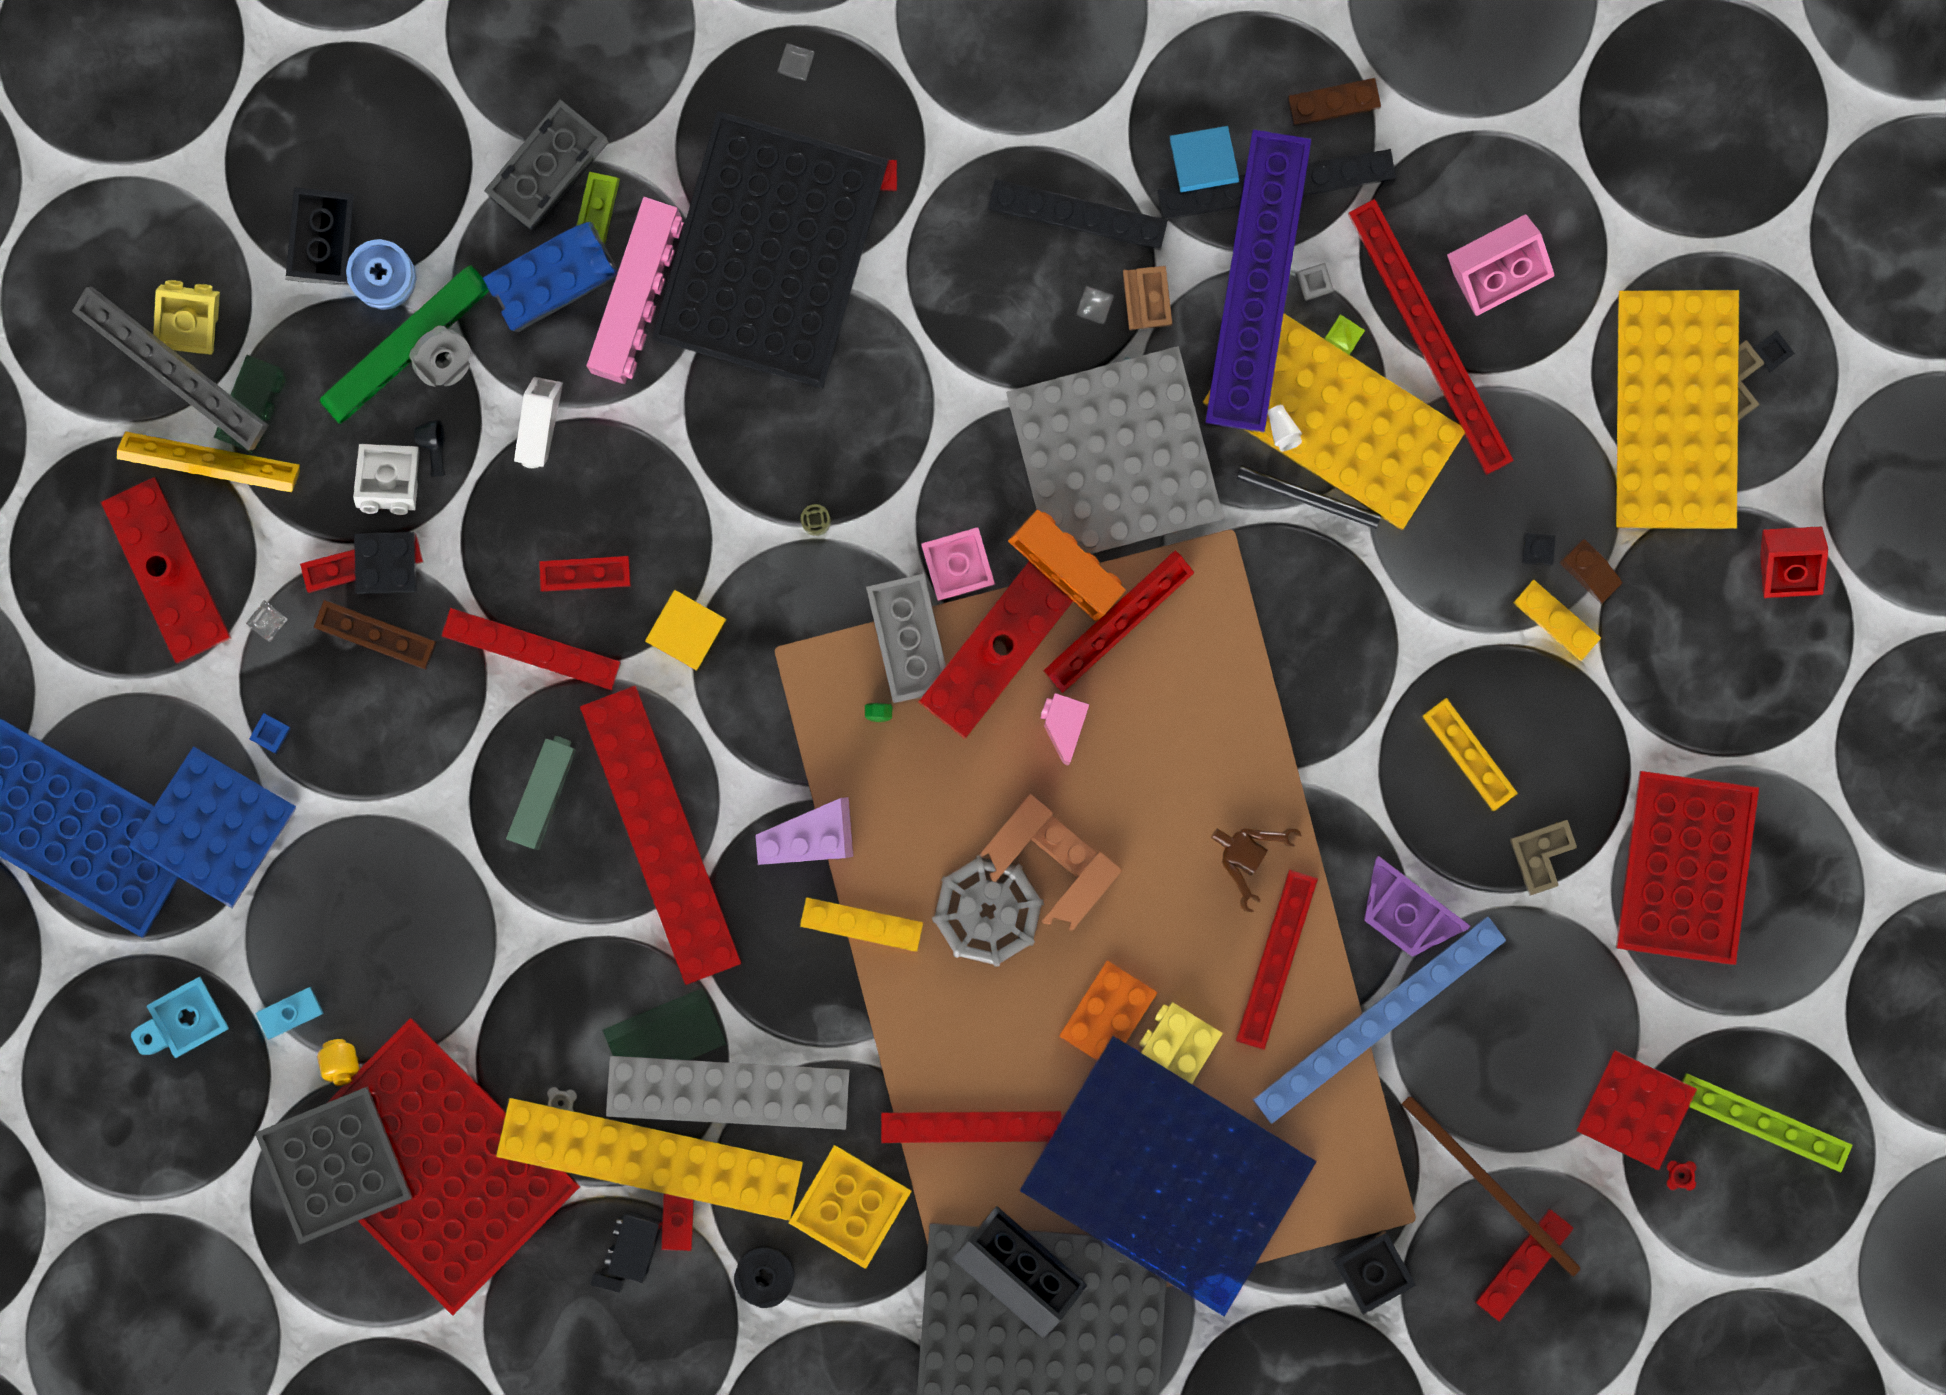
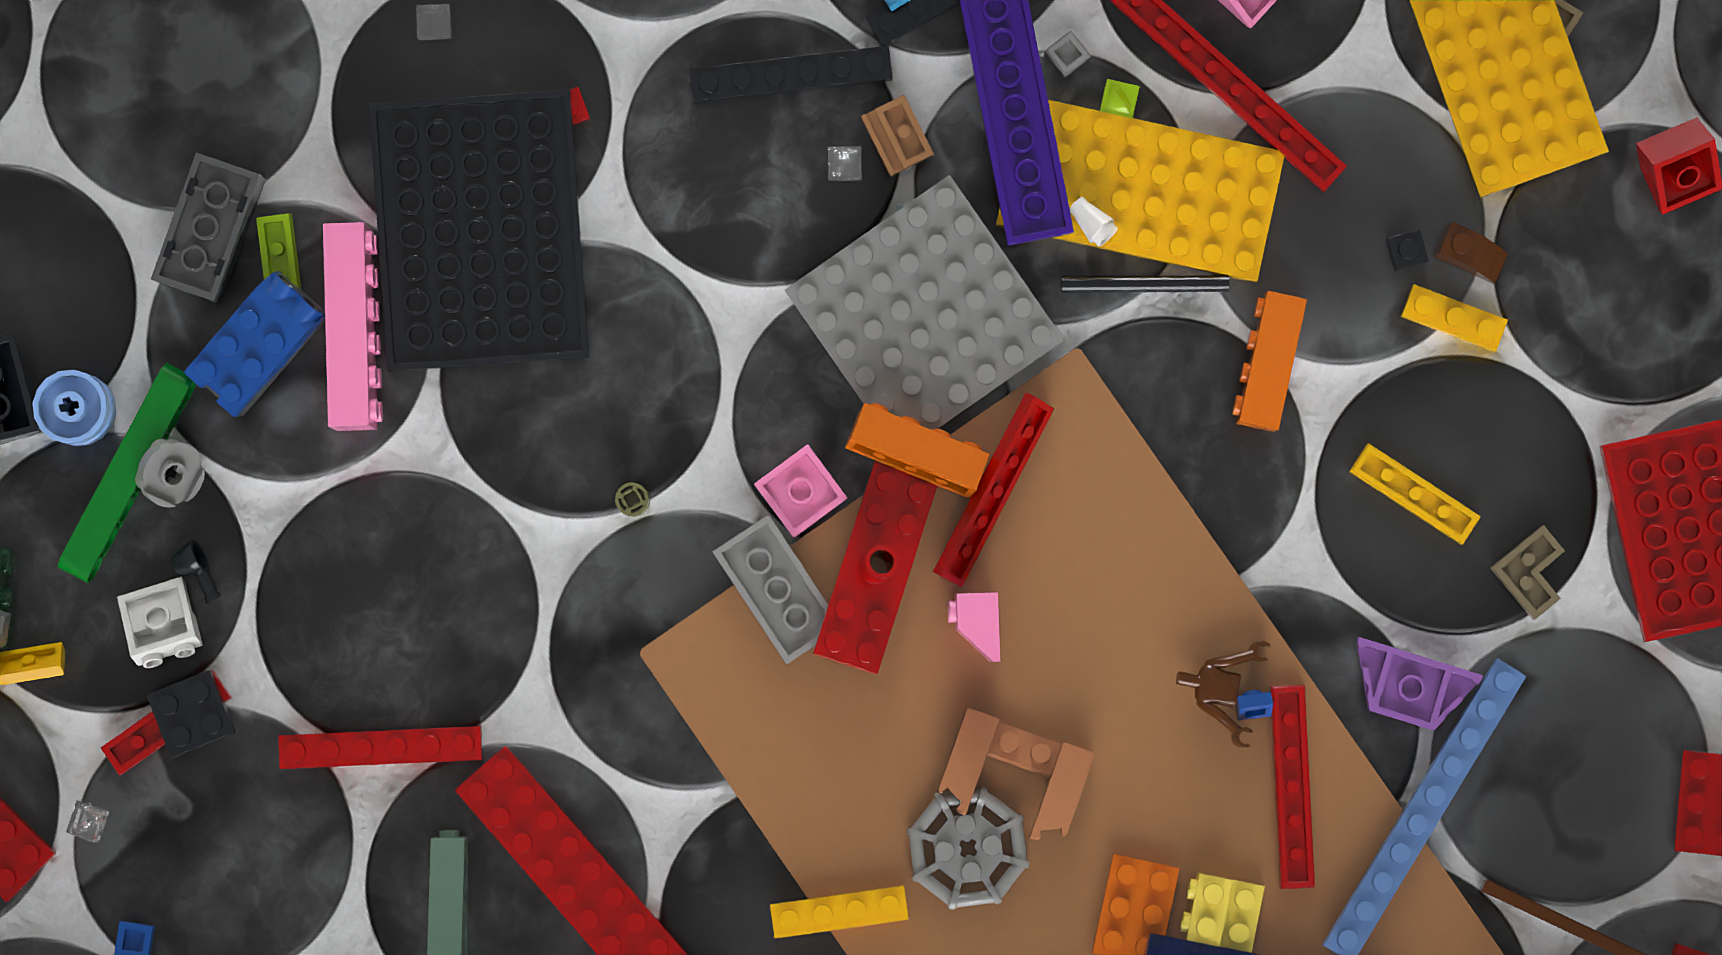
camera: 25 degrees left, 0 degrees up
(374, 634) = (208, 793): reddish brown plate -> none
(537, 422) = (298, 503): white slope -> none
(585, 573) = (408, 646): red plate -> none
(685, 630) = (537, 667): yellow tile -> none
(809, 837) = (750, 840): lavender wedge -> none
(878, 712) = (774, 680): green tile -> none
(1269, 880) = (1254, 705): none -> blue plate
(1389, 600) = (1270, 361): none -> orange brick

